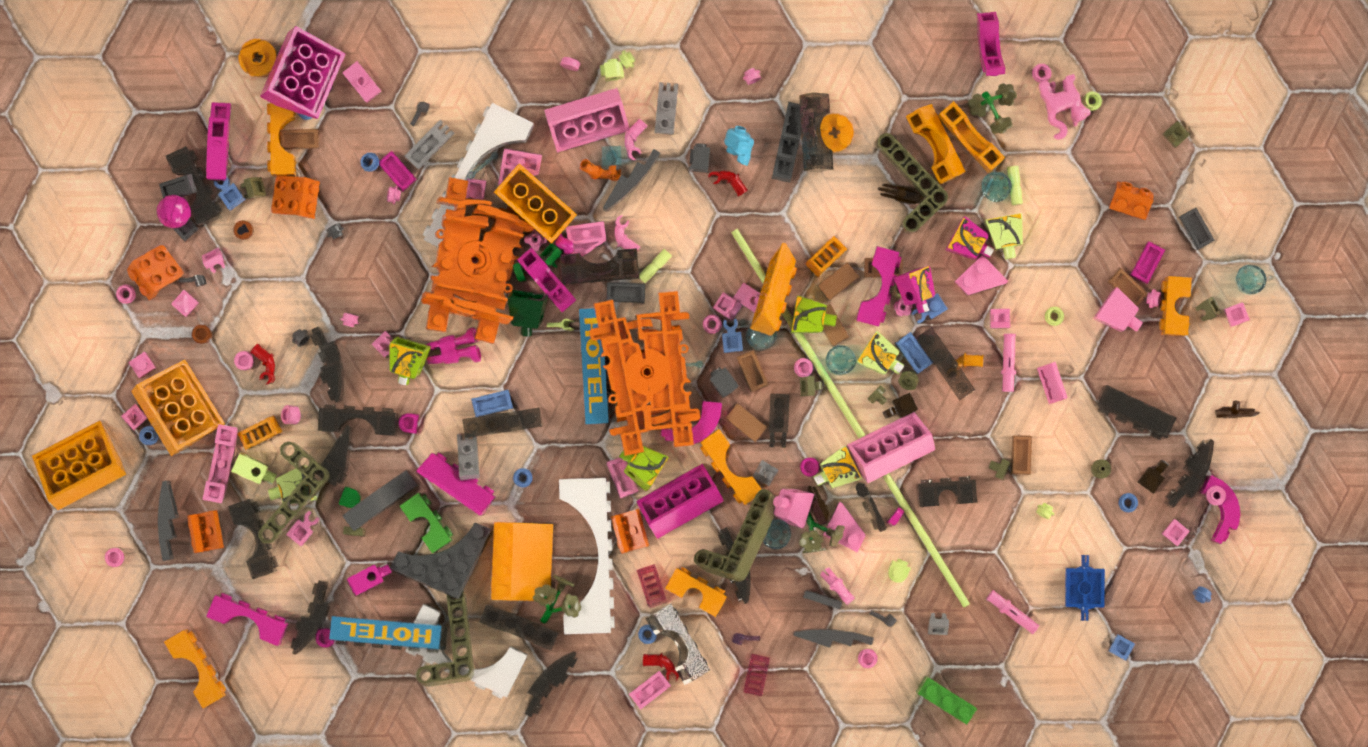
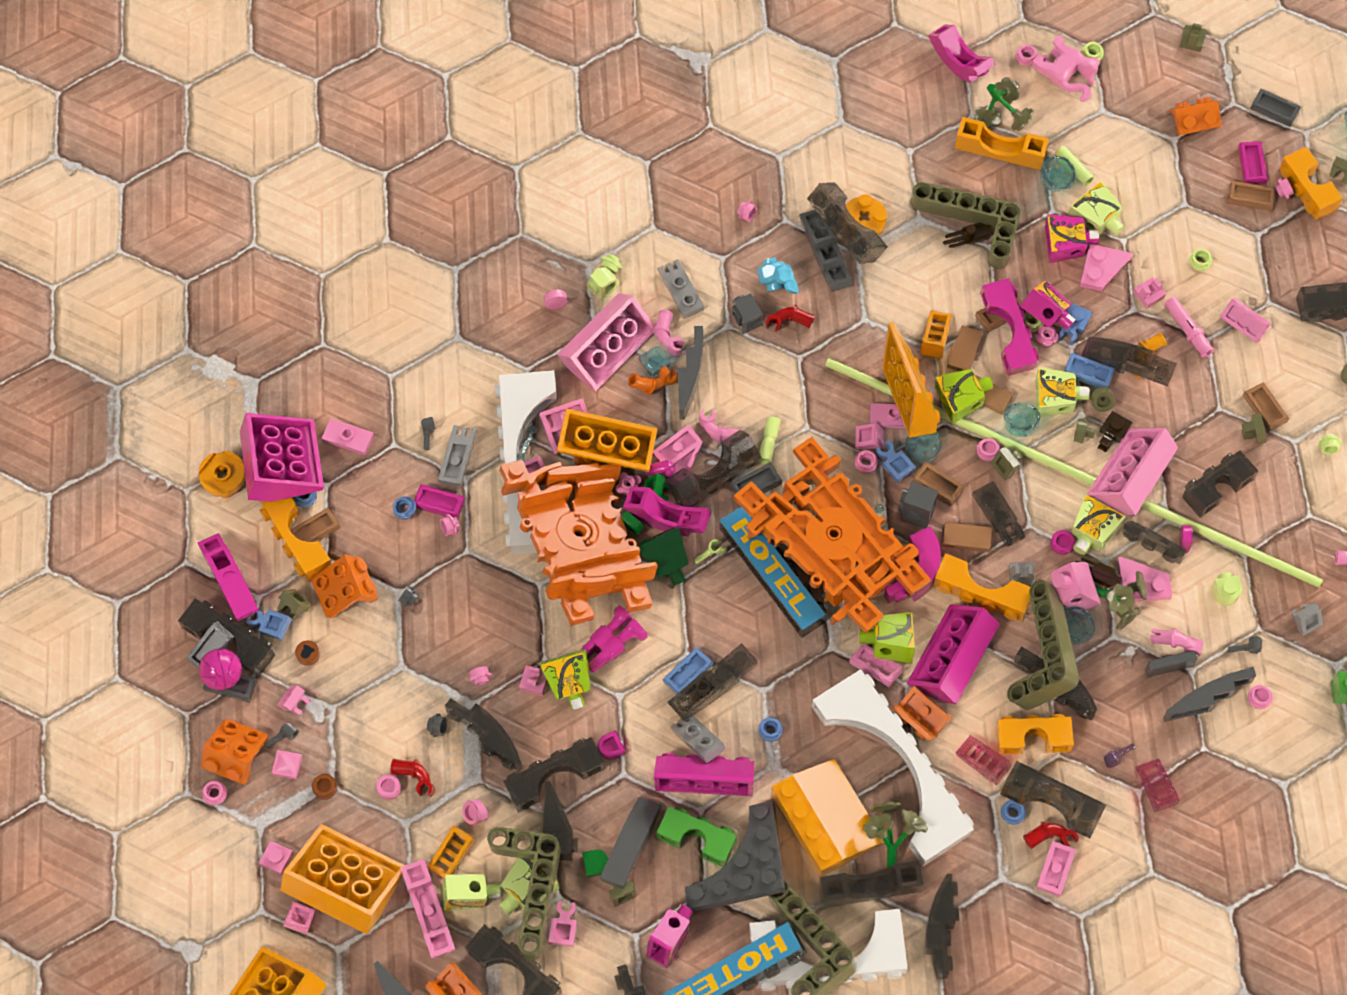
camera: 30 degrees left, 20 degrees down
(142, 435) = (331, 935): medium blue plate -> none
(946, 161) = (988, 175): light orange arch -> none
(1118, 312) = (1260, 219): bright pink torso -> none

